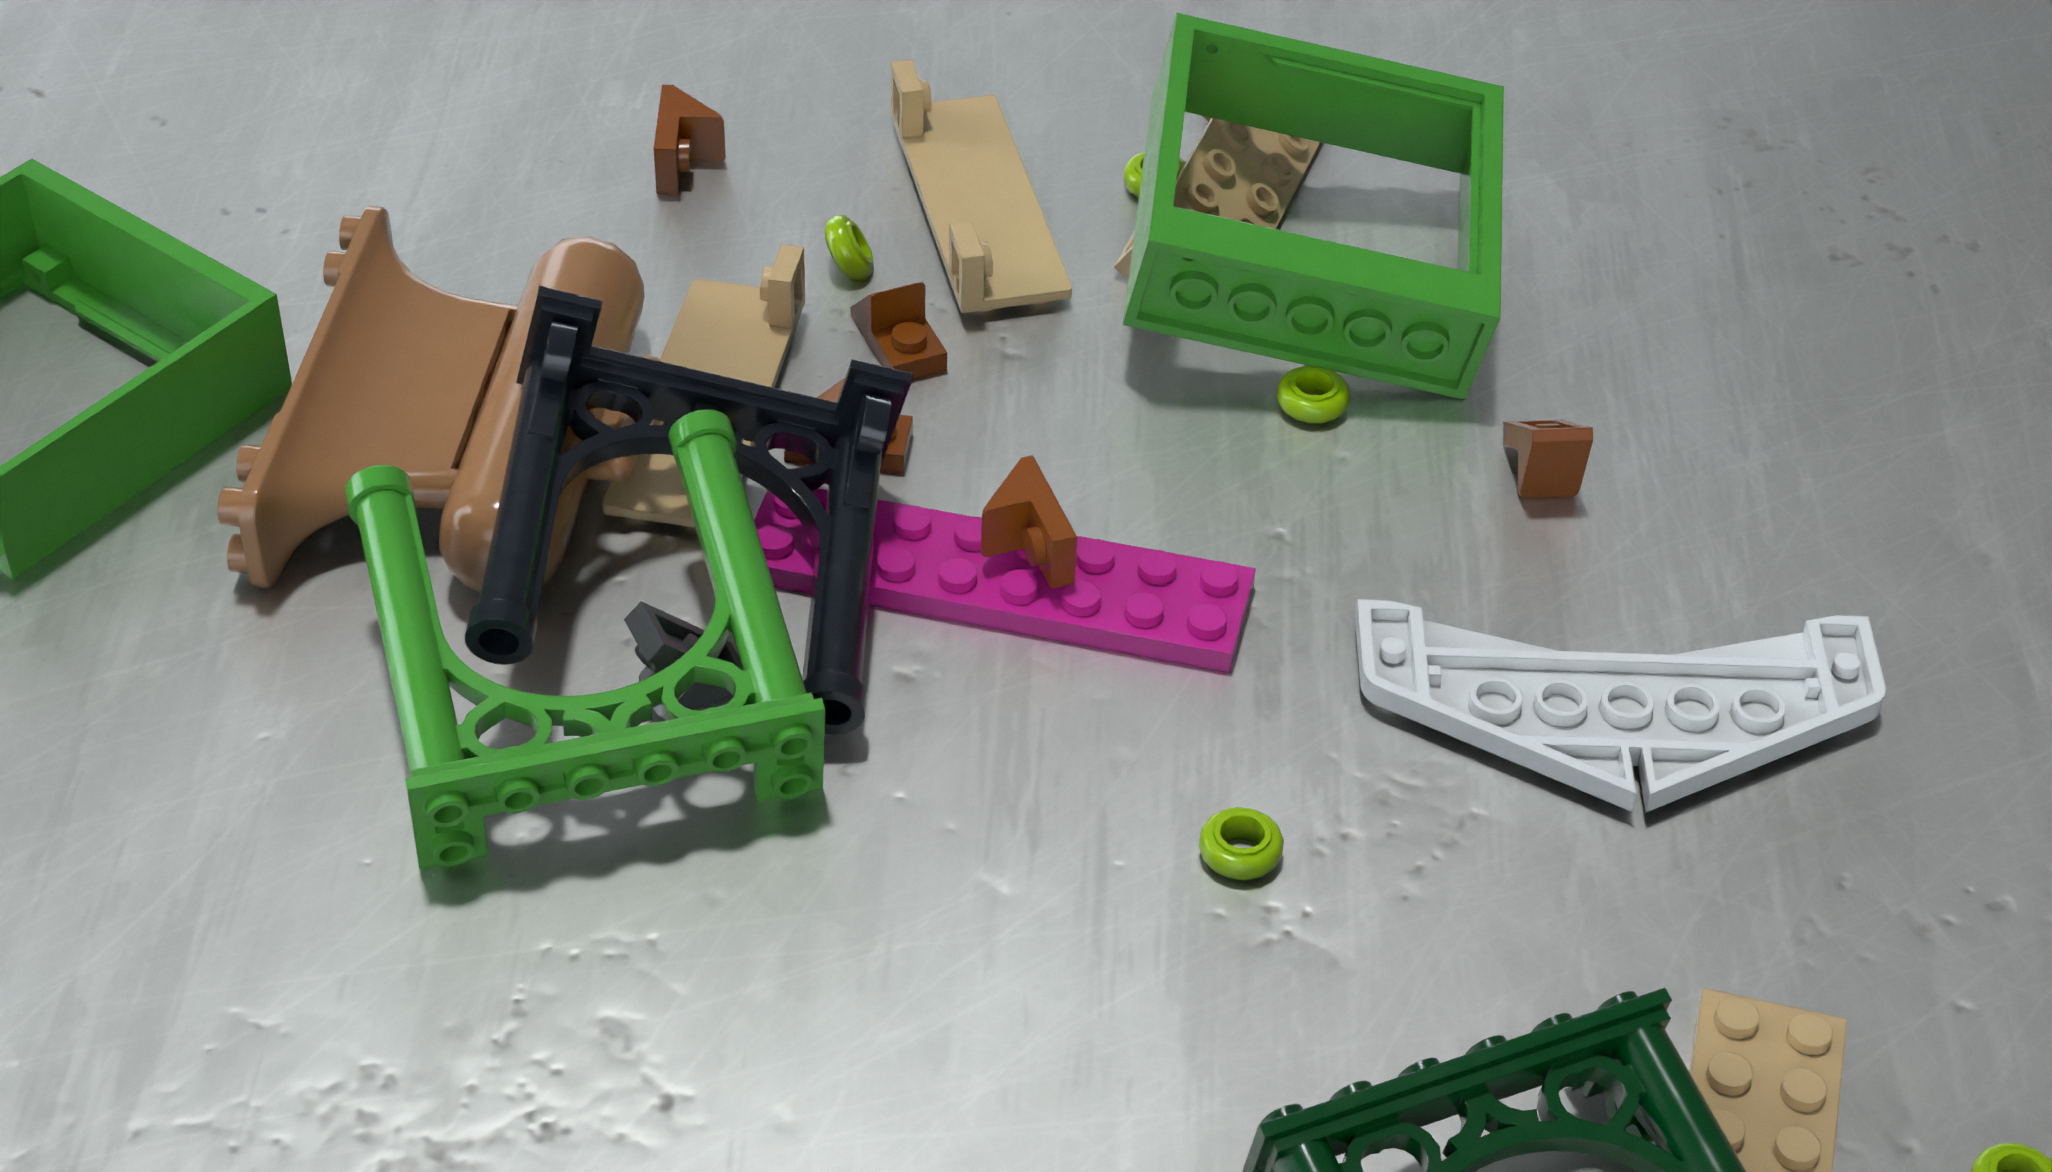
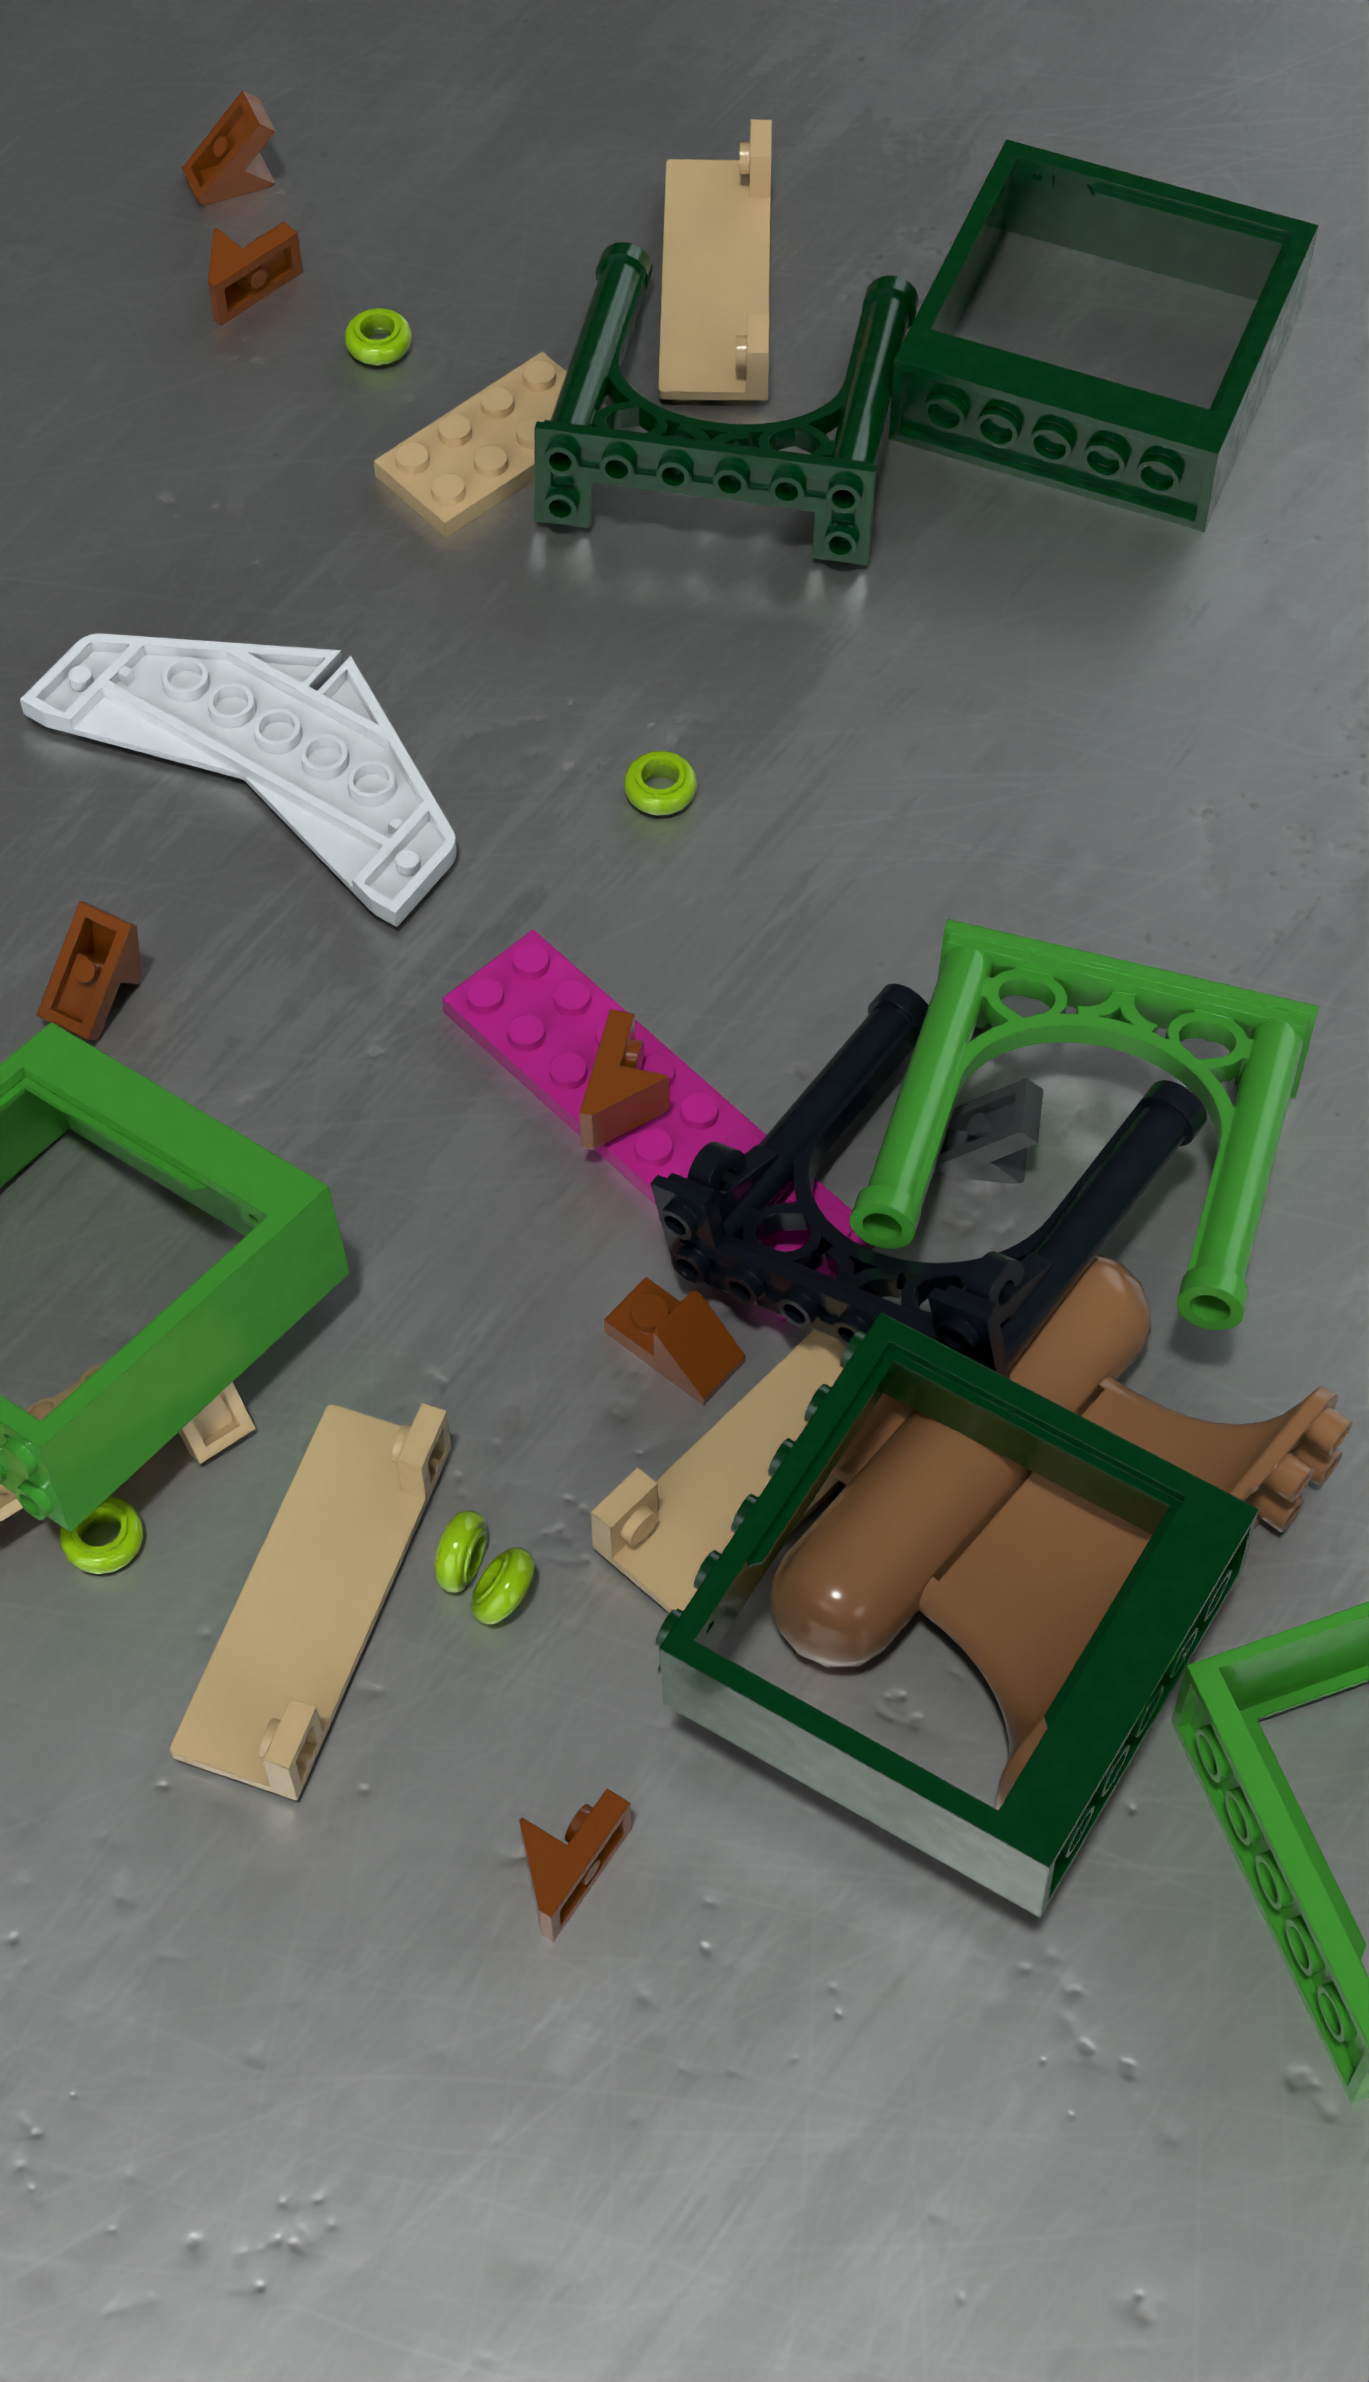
camera: 145 degrees left, 15 degrees up
(452, 301) = (1107, 1697): none -> dark green door
(895, 251) = (461, 1551): none -> lime piece
(899, 332) = (531, 1452): dark orange slope -> none

